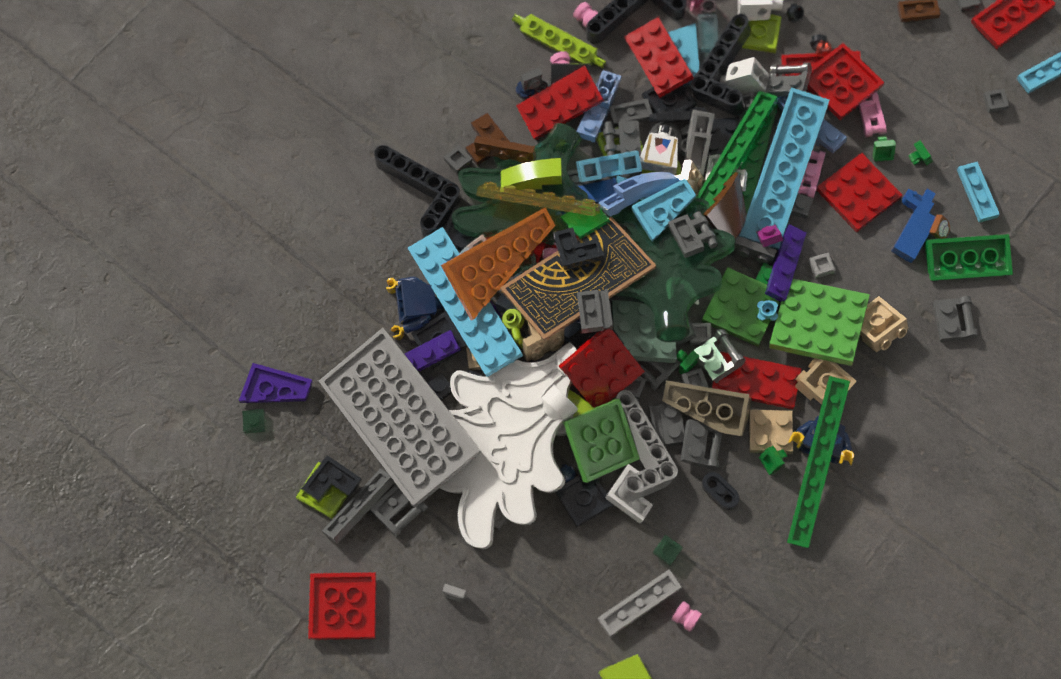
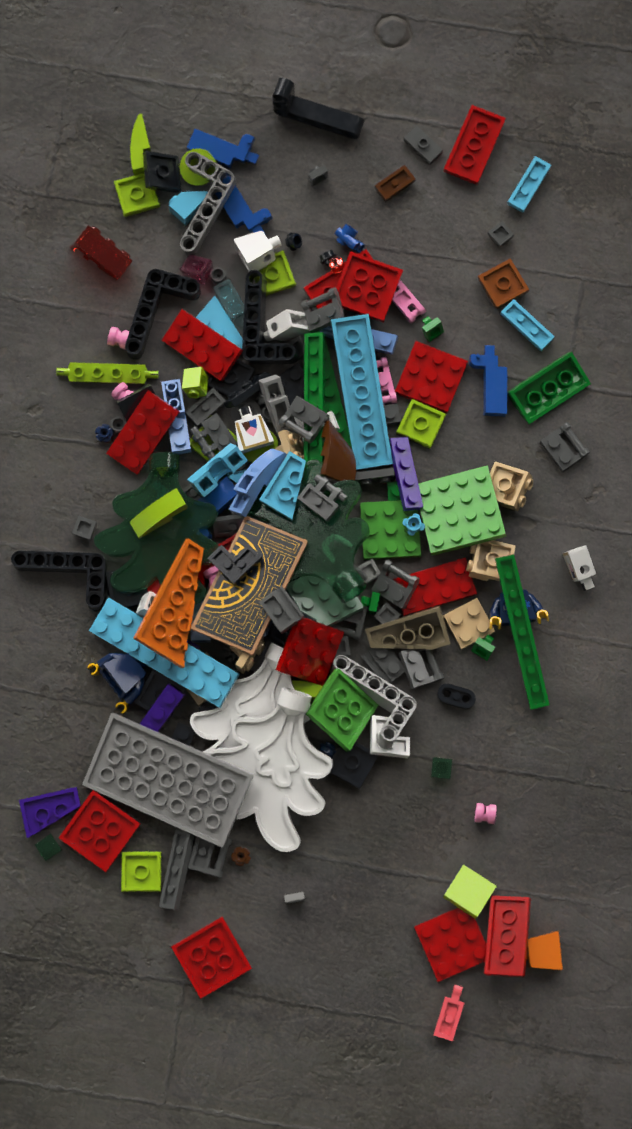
camera: 30 degrees left, 10 degrees up
(309, 431) = (99, 831): none -> red plate
(331, 474) = (138, 858): black plate -> none
(426, 532) = (241, 861): none -> reddish brown plate
(484, 127) = (102, 495): reddish brown plate -> none
(504, 149) = (122, 502): reddish brown plate -> none
(514, 325) = (218, 652): lime plate -> none
(531, 79) = (108, 425): dark grey plate -> none
(545, 200) = (179, 533): clear yellow plate -> none
(584, 224) = (225, 529): green piece -> none
(633, 85) = (195, 382): none -> lime brick
(639, 603) = (443, 823): light grey plate -> none
(721, 159) = (306, 413): none -> dark grey plate
(769, 235) = (381, 459): magenta plate -> none
(822, 265) = (435, 458): light grey tile -> none
(826, 228) = (421, 423): none -> lime tile
(847, 32) = (346, 237): none -> blue plate
(913, 424) = (575, 559): none -> white torso
(920, 154) = (465, 316): green tile -> none
(940, 227) = (513, 374): dark orange tile -> none
(974, 144) = (503, 283): none -> dark orange plate

